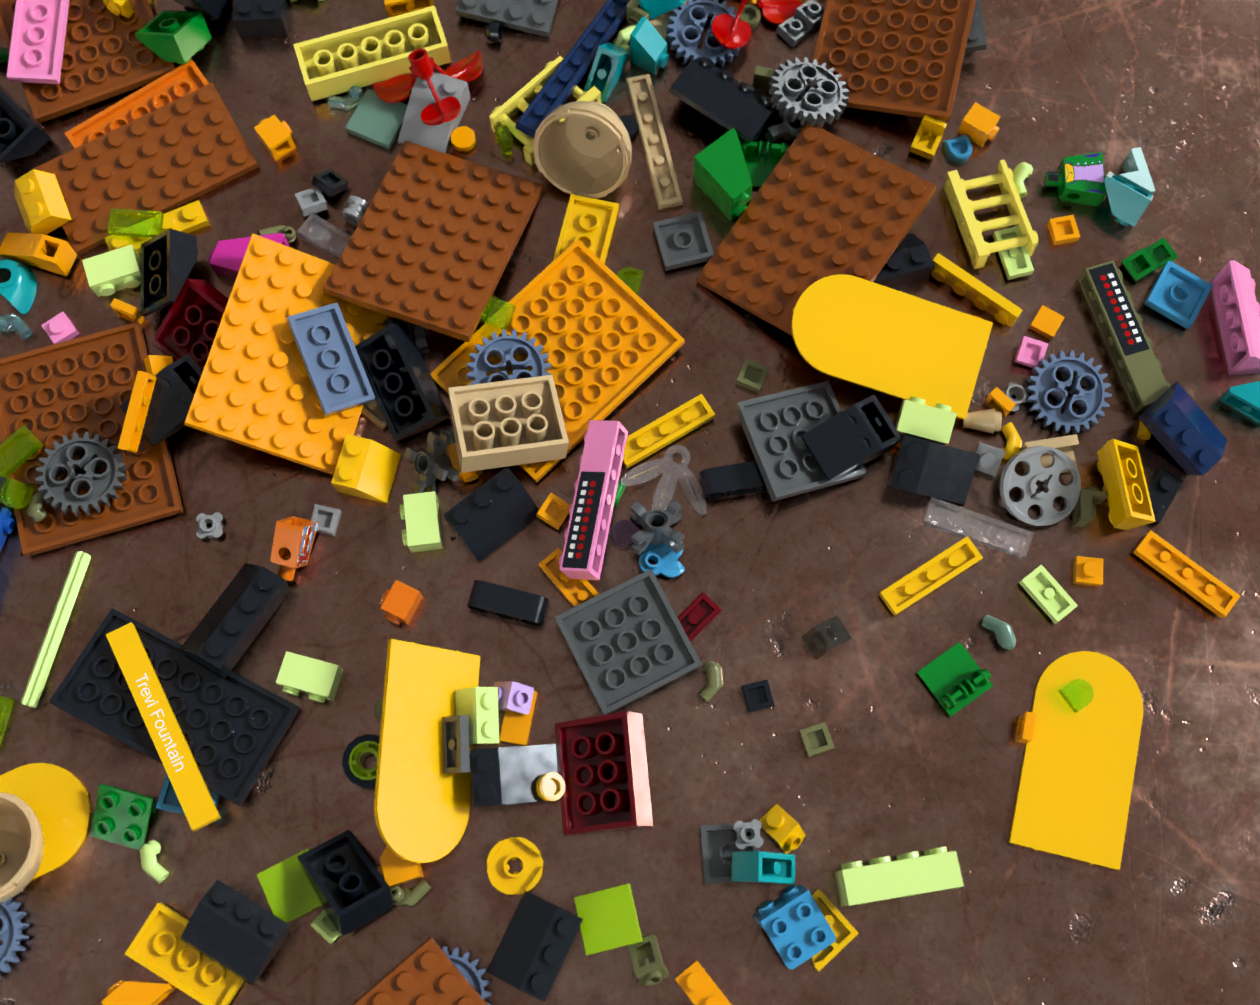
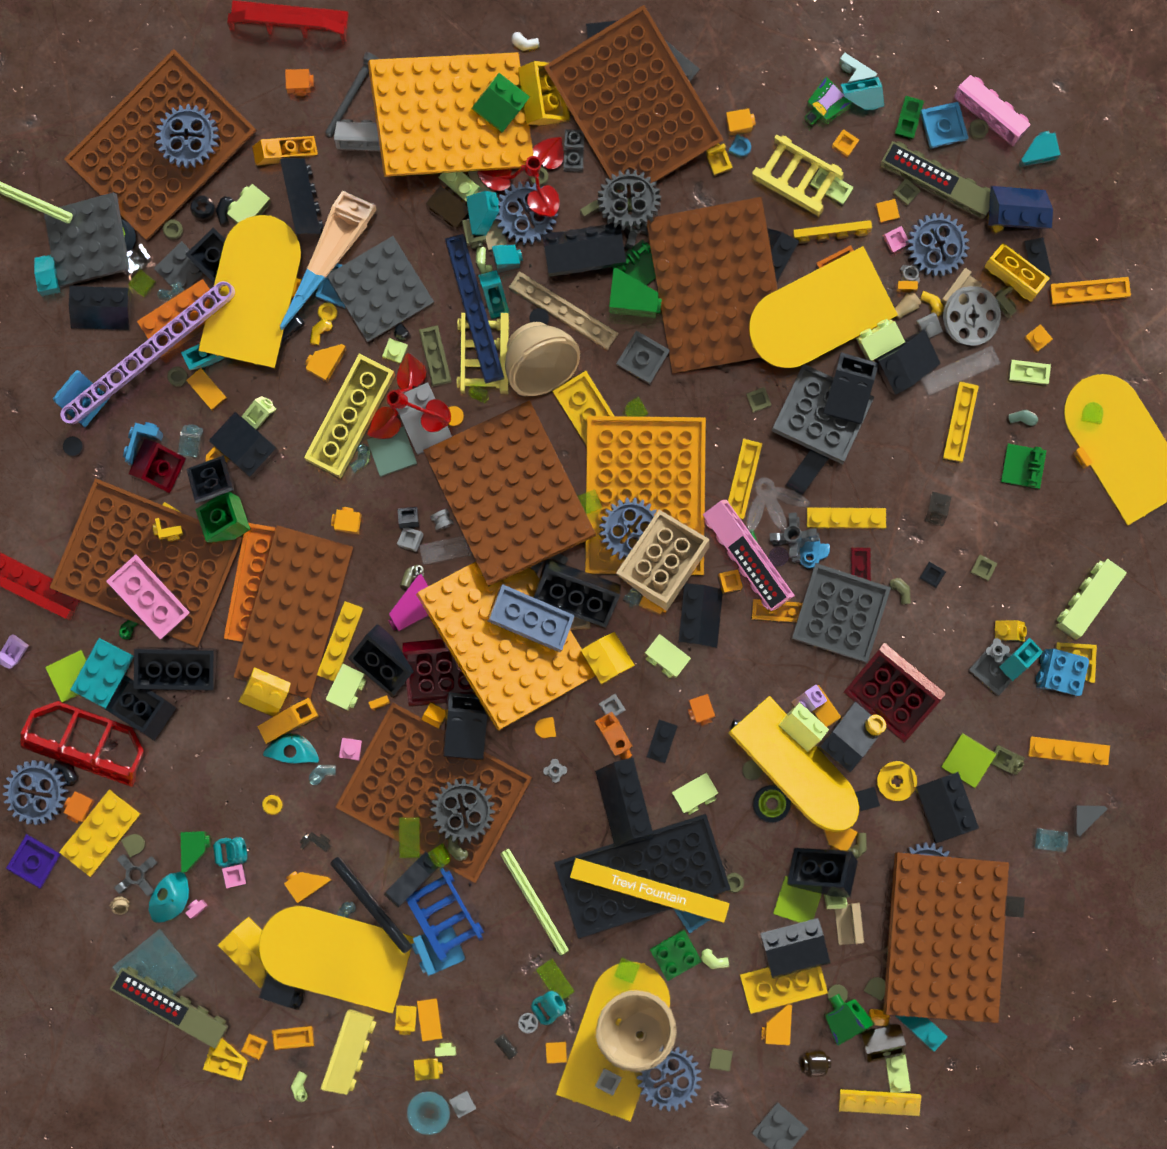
camera: 45 degrees left, 10 degrees up
(50, 971) = (720, 1059): none -> olive tile
(62, 783) = (627, 970): none -> clear neon green tile
(135, 223) = (329, 649): clear neon green tile -> none
(137, 411) = (461, 749): light orange tile -> none
(245, 479) = (545, 728): none -> light orange tile
(255, 804) = (736, 882): none -> olive tile
(317, 966) = (849, 924): none -> tan panel
(334, 597) = (662, 741): none -> black plate
(431, 463) = (641, 621): dark grey pin -> none
(456, 744) = (809, 751): plate -> none
(468, 854) = (867, 799): none -> black tile
(472, 41) = (395, 350): none -> yellowish green plate
(502, 77) = (435, 356): none -> olive tile
(508, 603) = (756, 654): black beam -> none
(727, 560) = (846, 518): none -> yellow plate
(1020, 172) = (790, 132): yellowish green arm -> none
(1082, 322) = (906, 192): none -> olive tile
(1209, 329) = (978, 129): none -> olive tile

